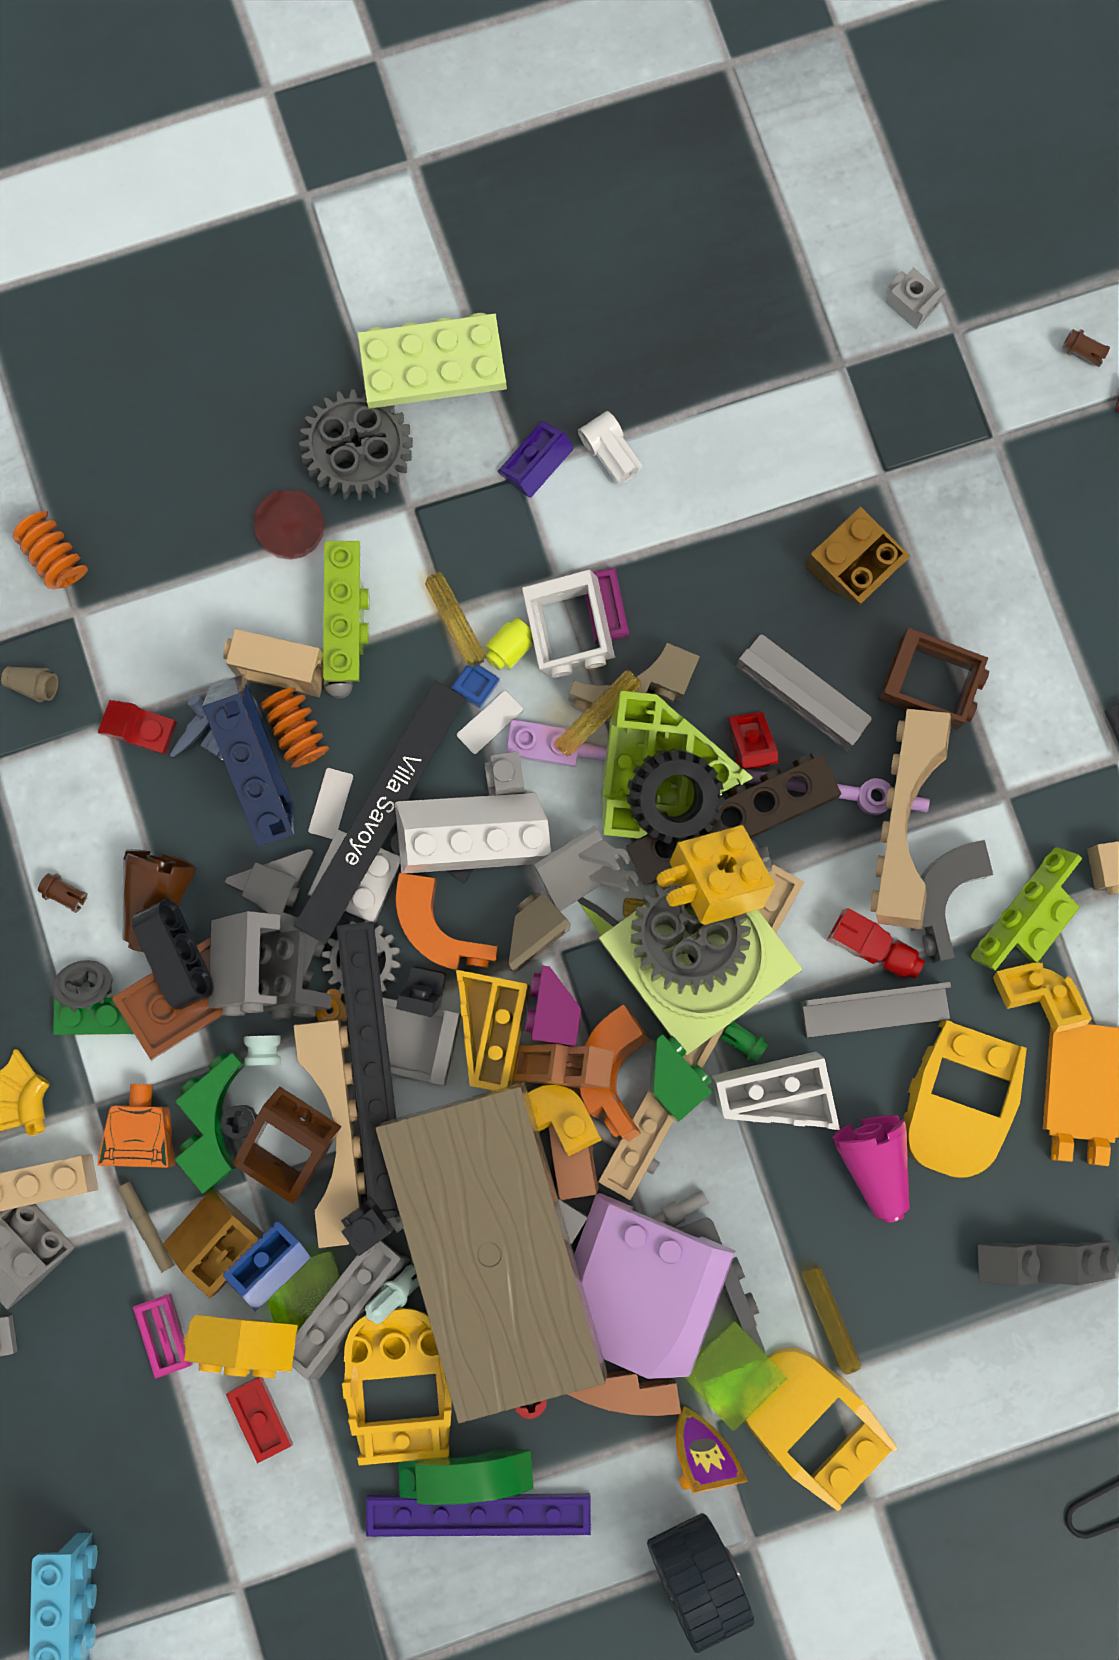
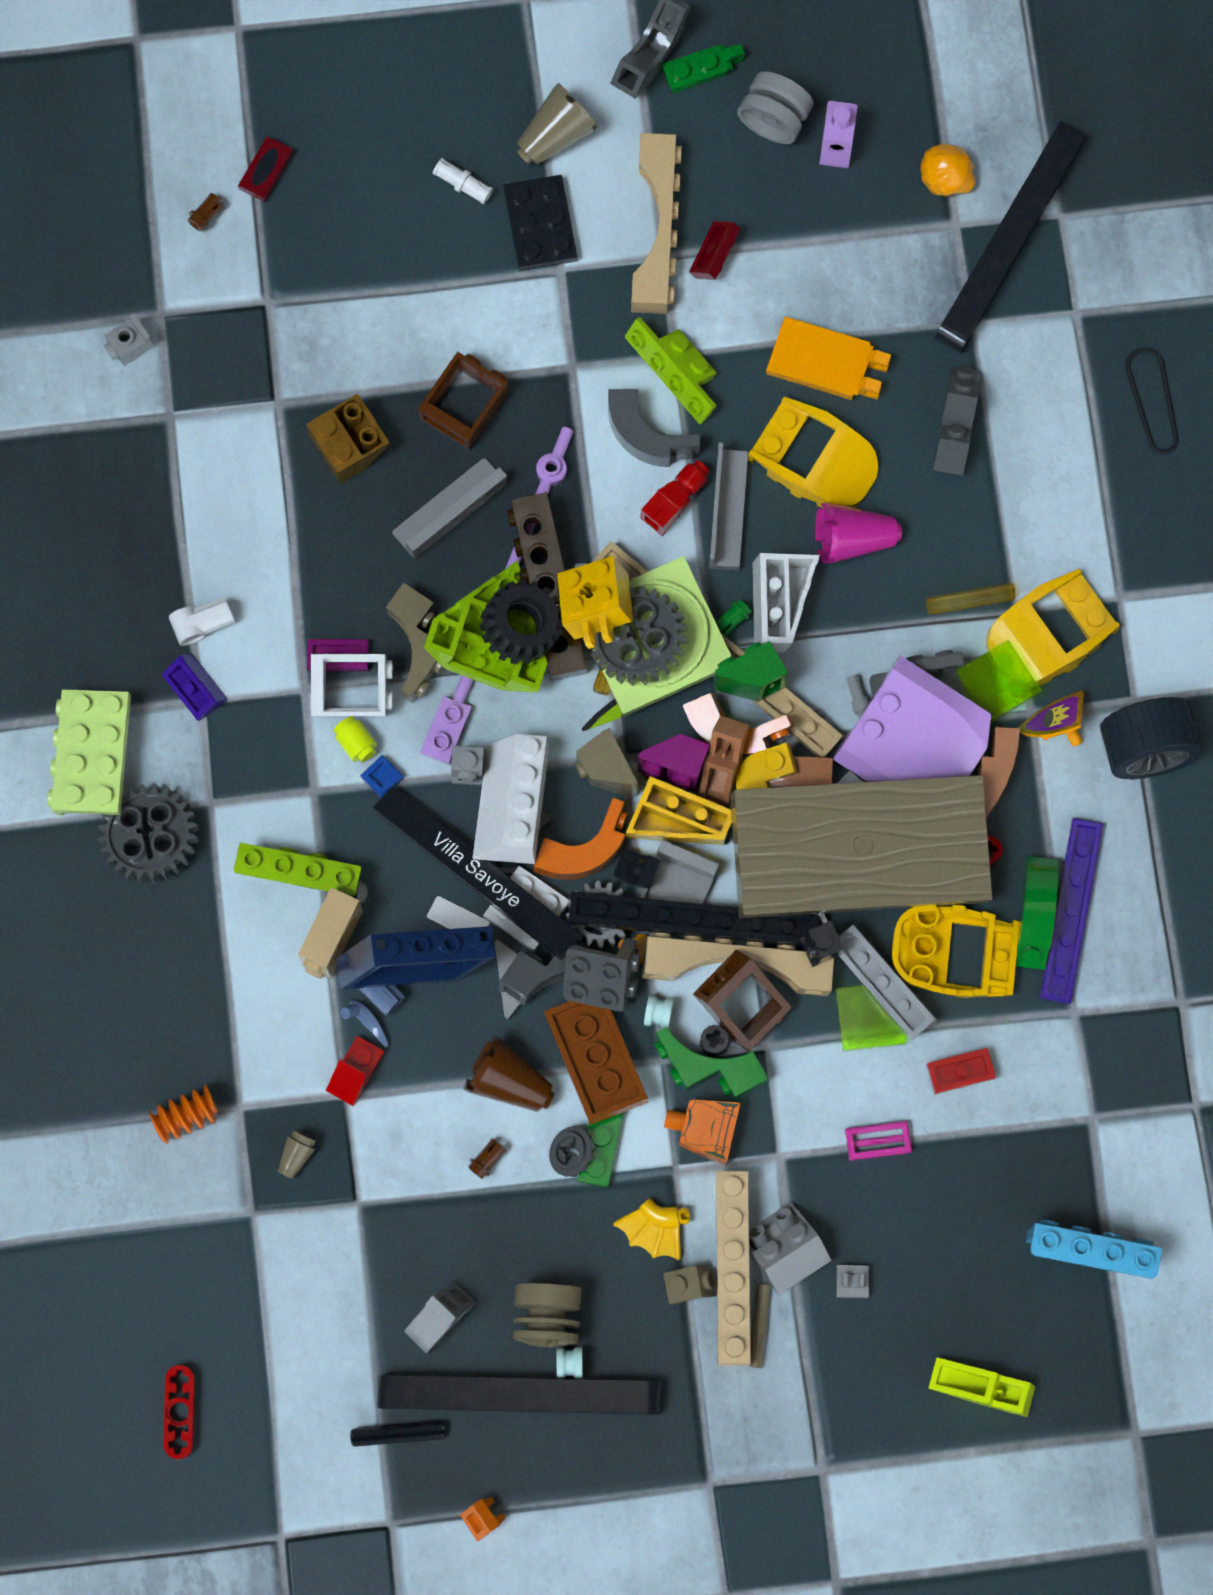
camera: 75 degrees left, 5 degrees down
(145, 1226) = (785, 1139): dark tan piece -> none
(172, 954) = (564, 1059): black beam -> none
(211, 1241) = (809, 1080): pearl gold slope -> none
(236, 962) = (583, 1005): light grey panel -> none
(240, 1346) = (896, 1066): yellow hinge -> none
(266, 1266) = (837, 1033): blue brick -> none
(289, 524) = (204, 907): clear red tile -> none
(293, 728) = (401, 924): orange piece -> none
(392, 1295) = (880, 937): light aqua axle -> none
(455, 619) = (323, 780): clear yellow axle -> none
(490, 722) = (417, 772): white sticker -> none
(582, 868) = (559, 711): light grey plate -> none
(596, 714) = (434, 675): clear yellow axle -> none
(752, 741) = (483, 557): red slope -> none
(923, 749) = (635, 461): tan arch -> none
(1057, 995) = (747, 362): yellow plate -> none

